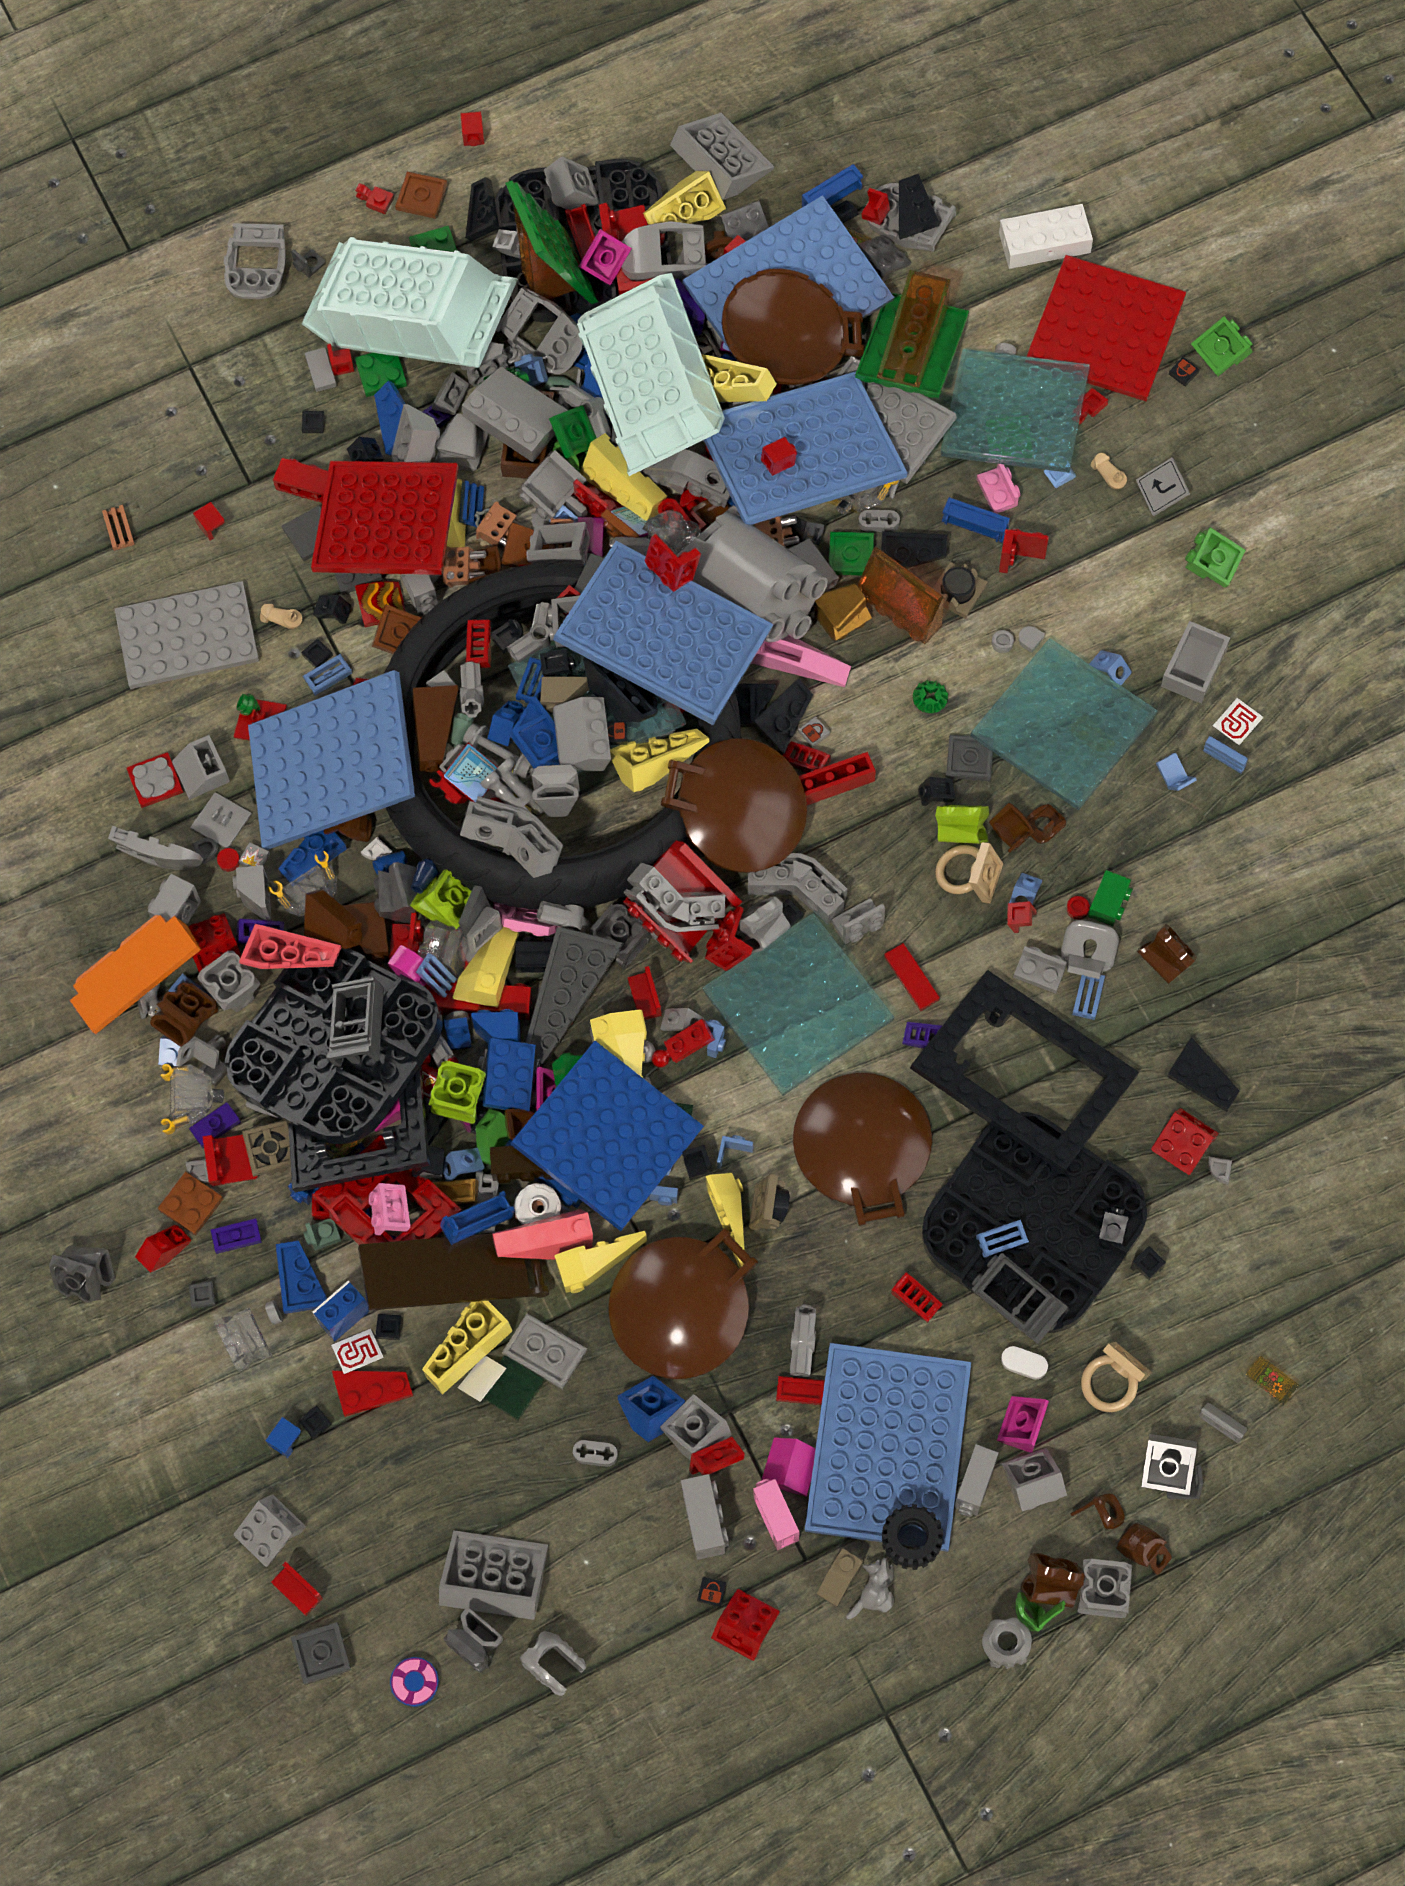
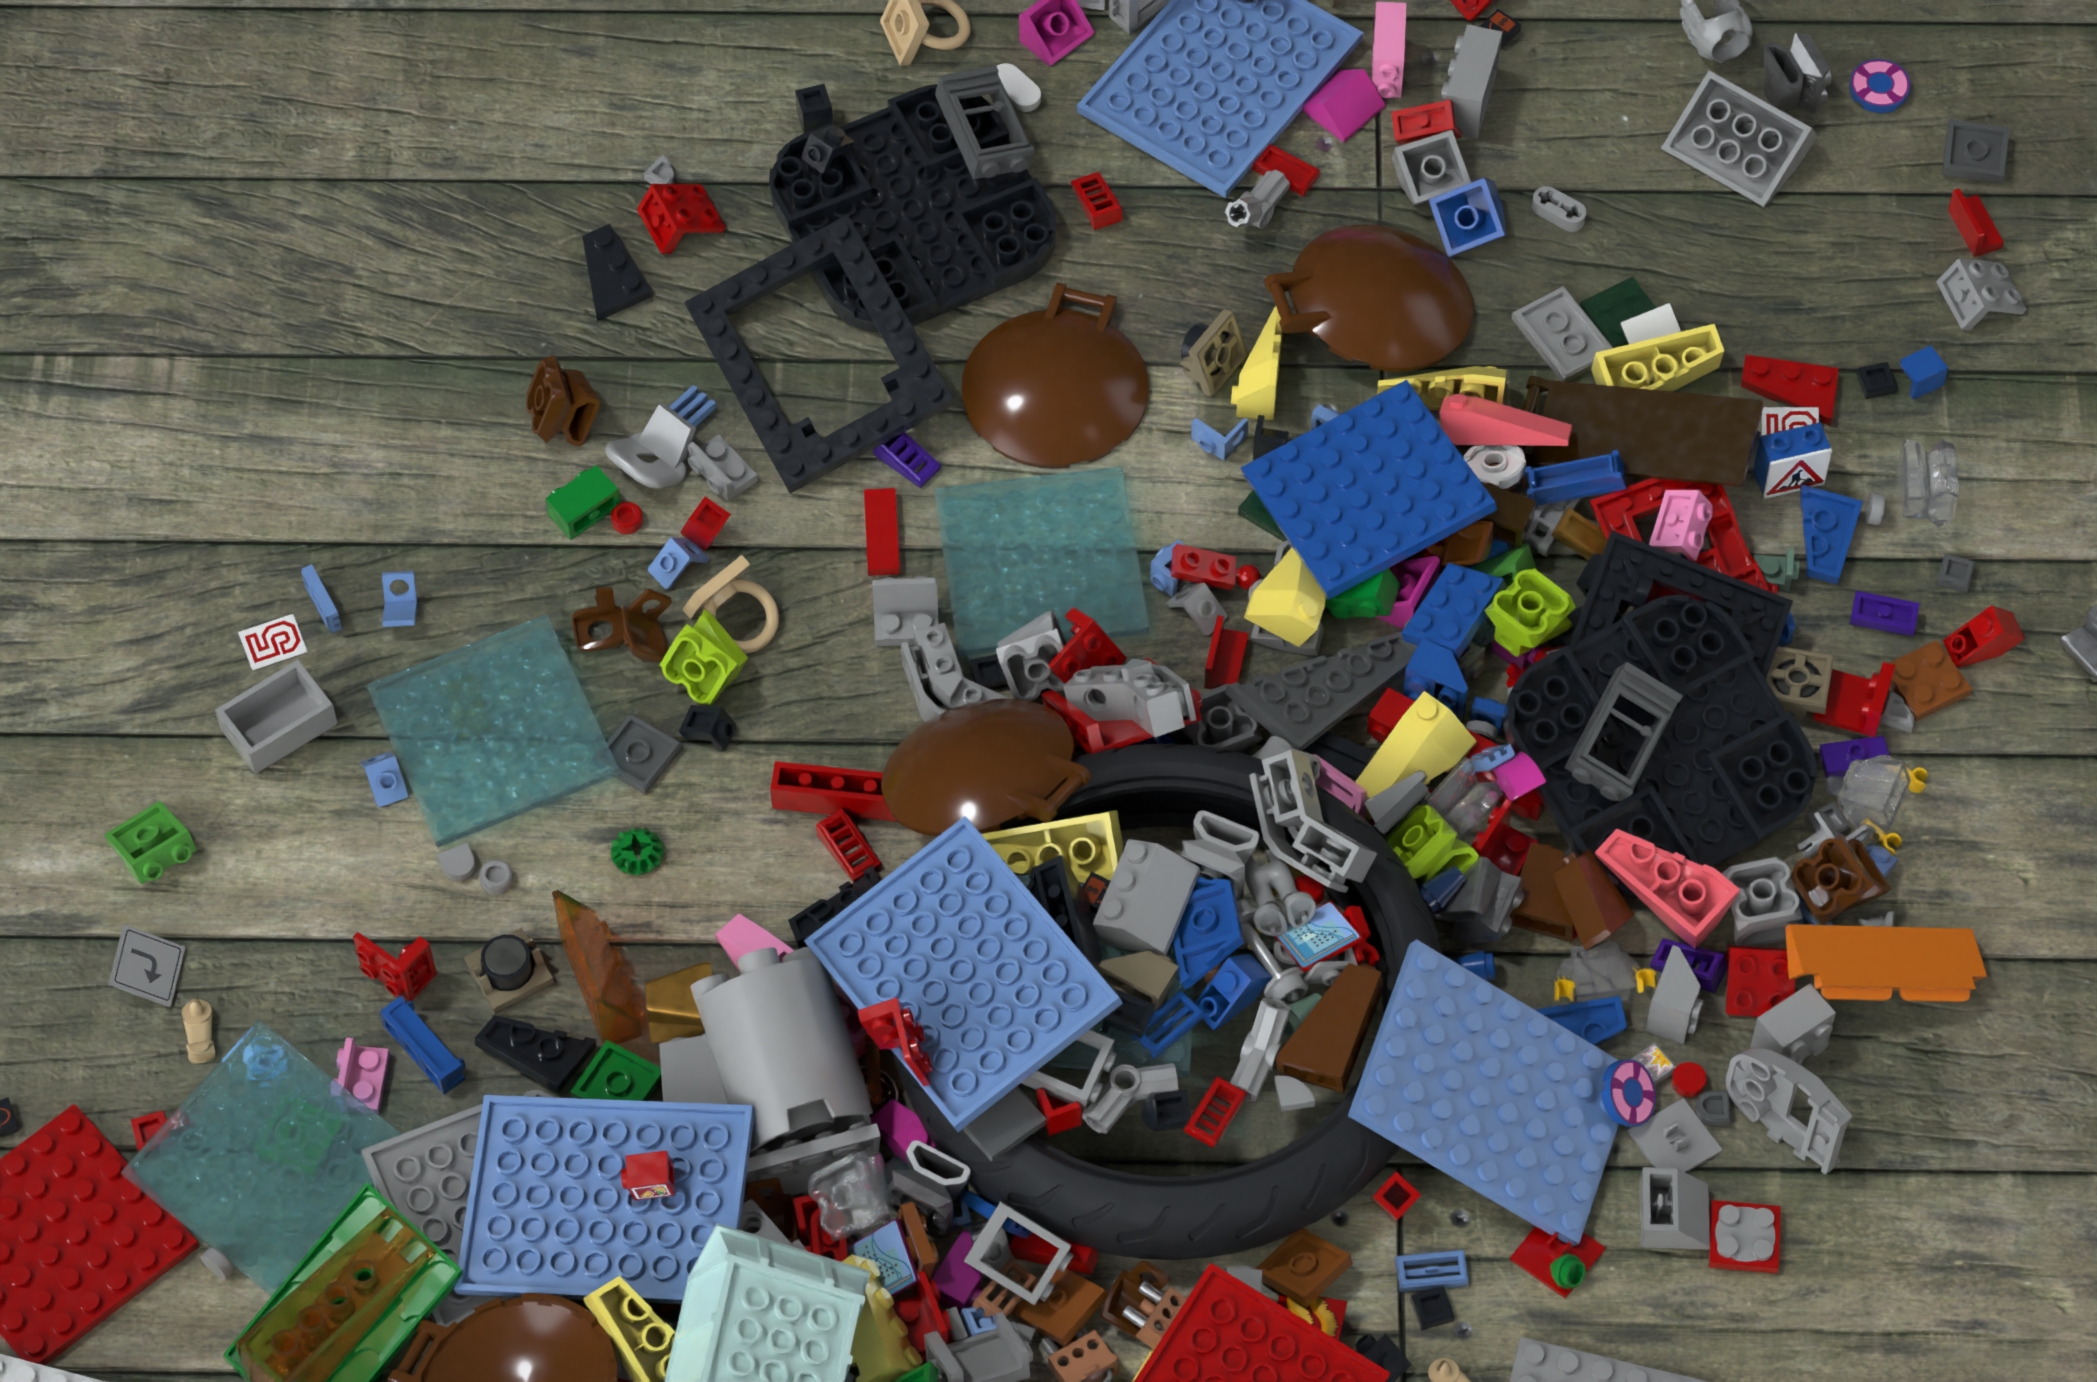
camera: 155 degrees left, 10 degrees down
(257, 822) = (1628, 1093): none -> tile
(462, 1162) = (1559, 561): medium blue bracket -> none
(813, 732) = (816, 877): tile -> none
(984, 1245) = (963, 194): medium blue tile -> none

